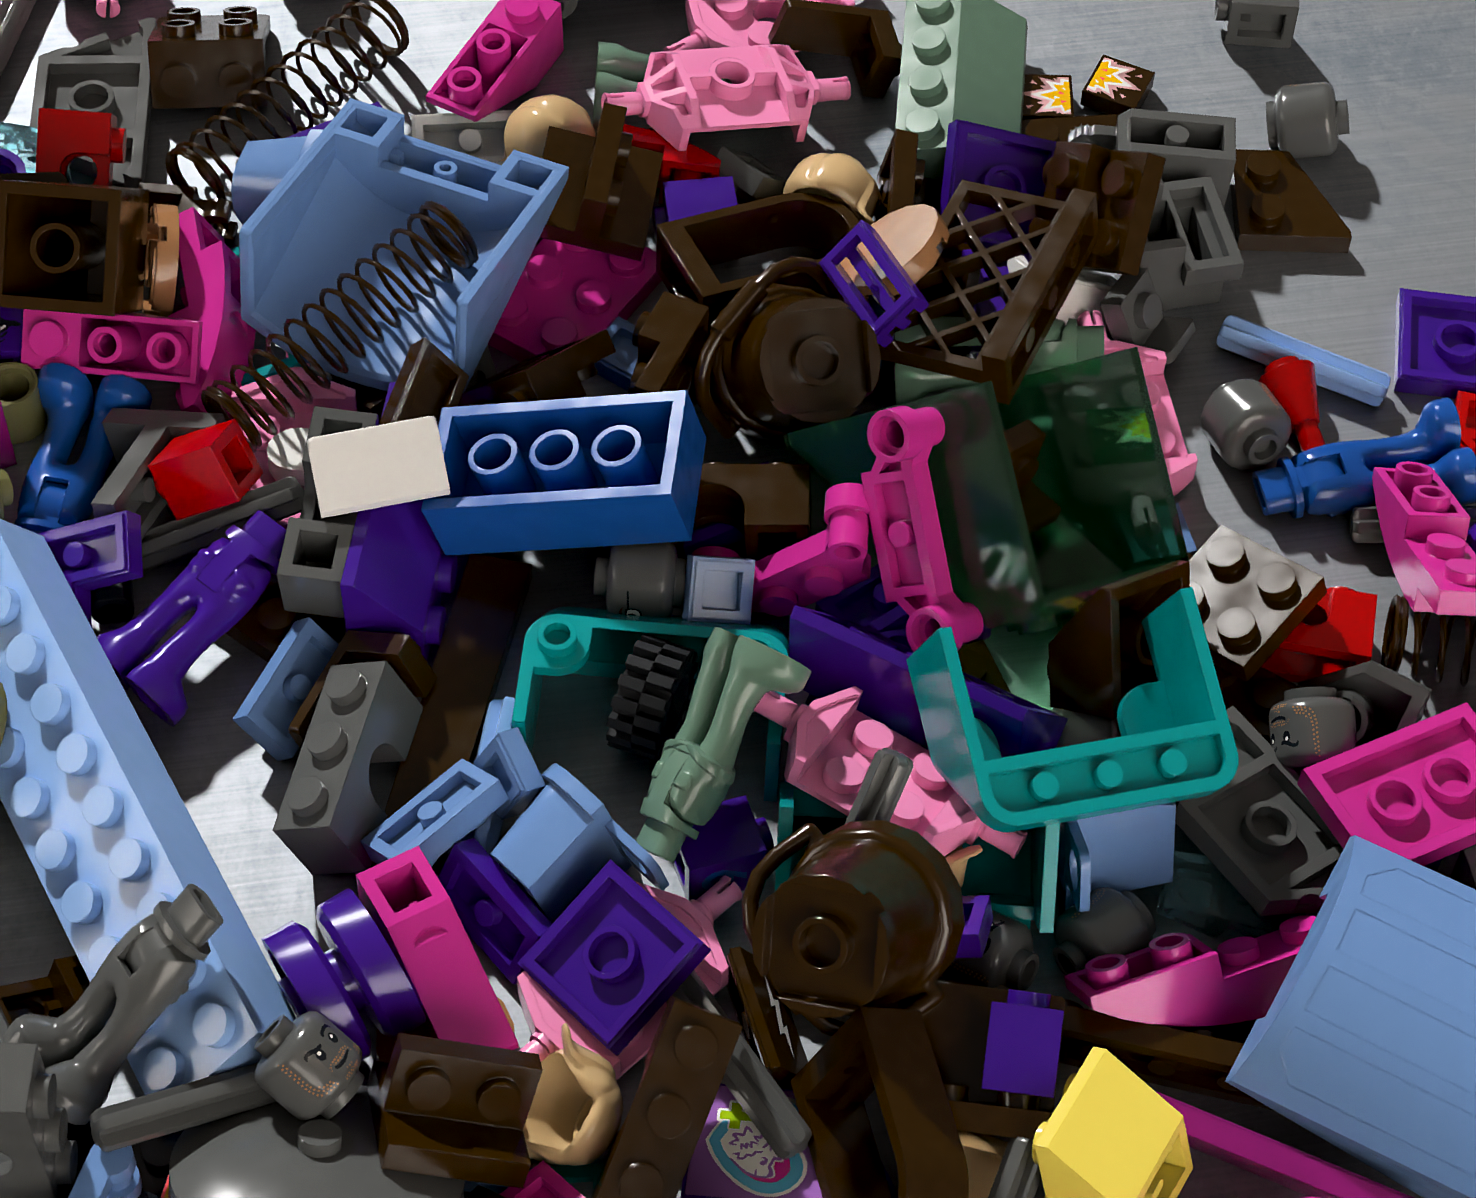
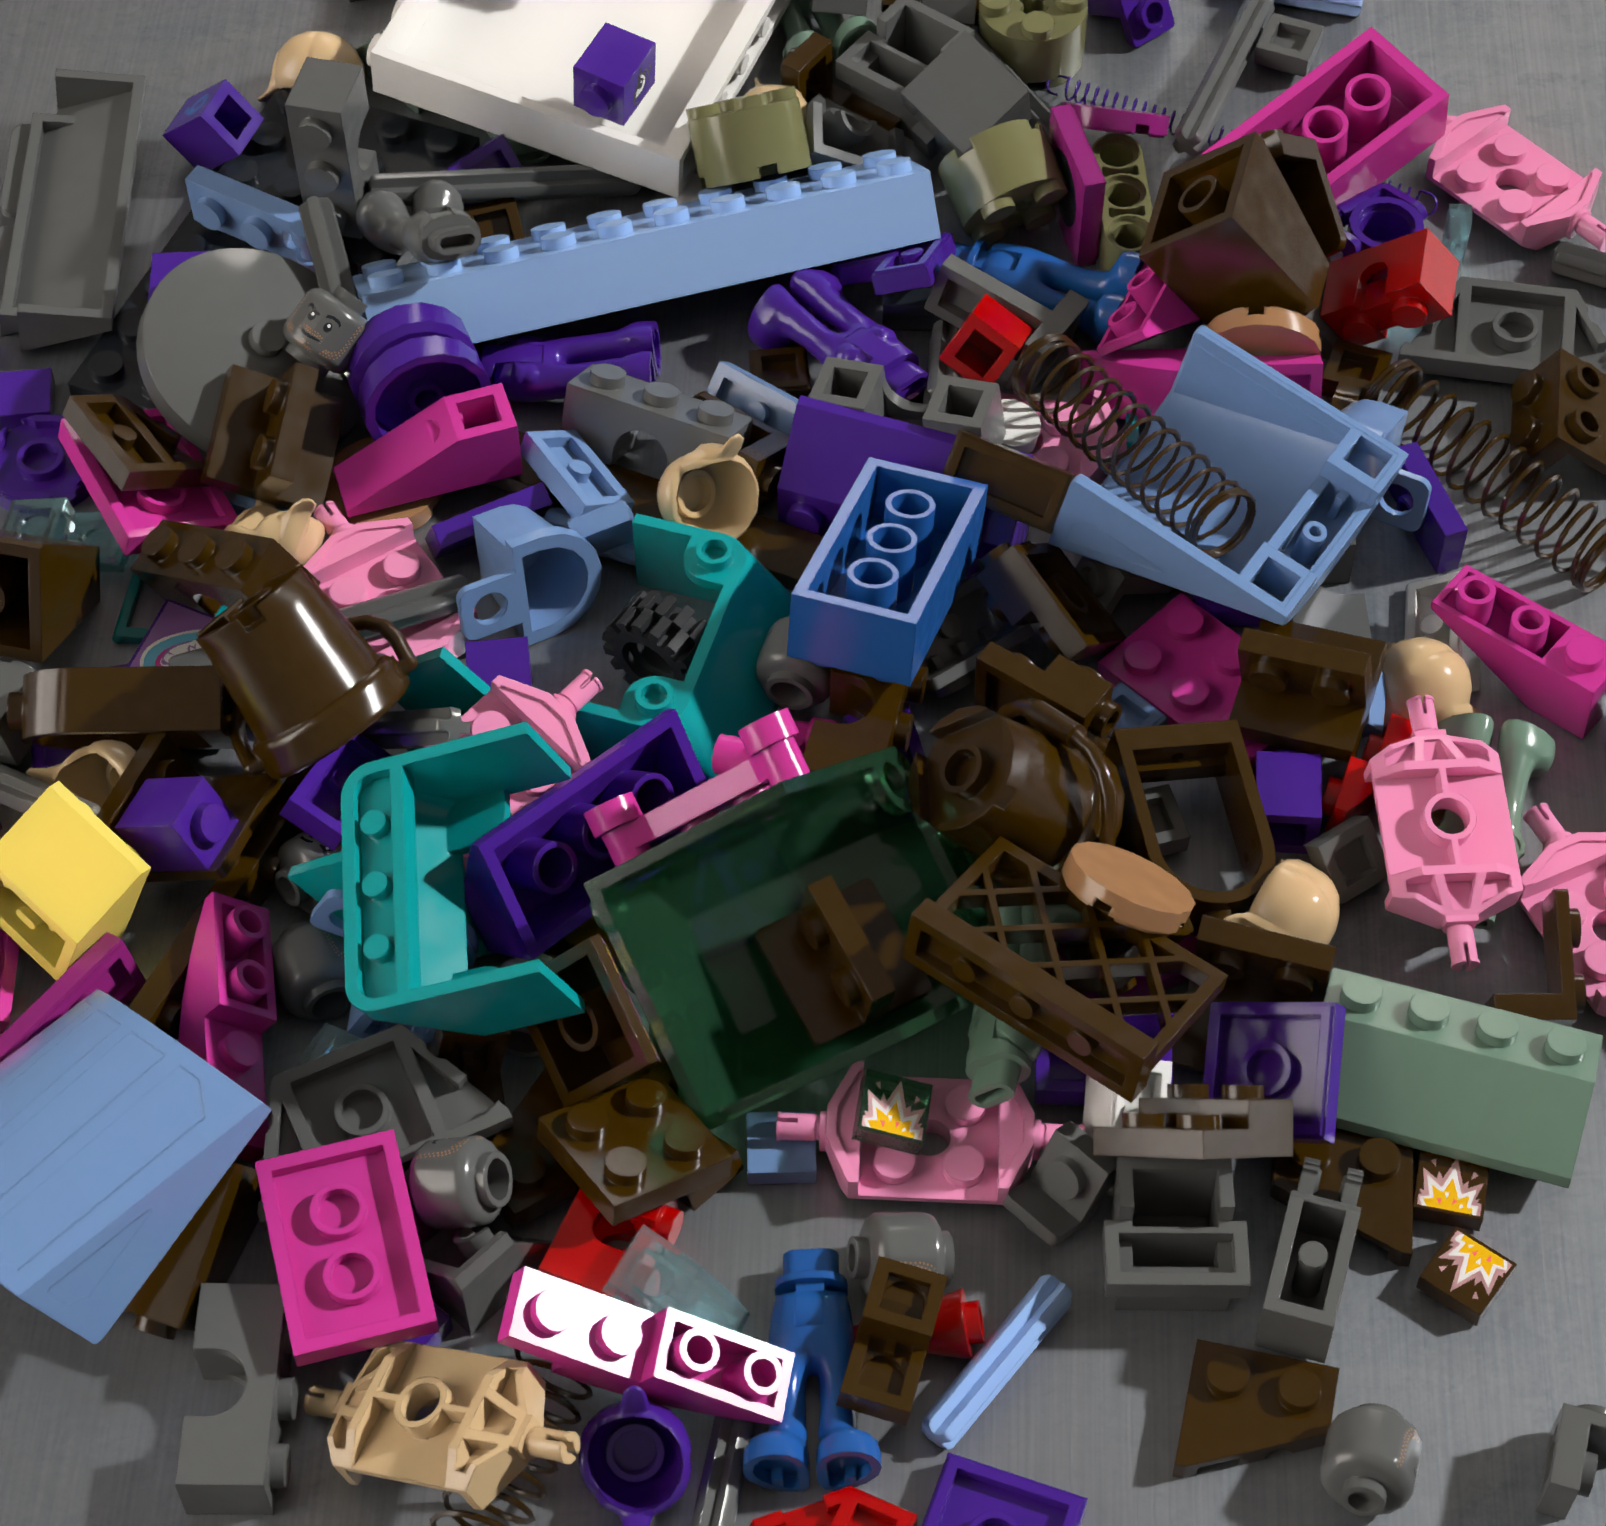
camera: 105 degrees right, 0 degrees up
(216, 693) = (782, 368): none -> dark brown tile
(216, 812) = (541, 367): none -> dark purple piece
(378, 466) = (904, 416): white slope -> none
(451, 685) = (710, 489): none -> tan hair
(614, 957) = (391, 569): dark purple tile -> none
(700, 760) = (584, 646): sand green piece -> none
(718, 589) = (762, 696): medium blue tile -> none
(896, 311) = (1061, 836): dark purple tile -> none
(1351, 567) = (661, 1276): none -> clear light blue slope
(1357, 409) = (892, 1341): none -> dark brown slope

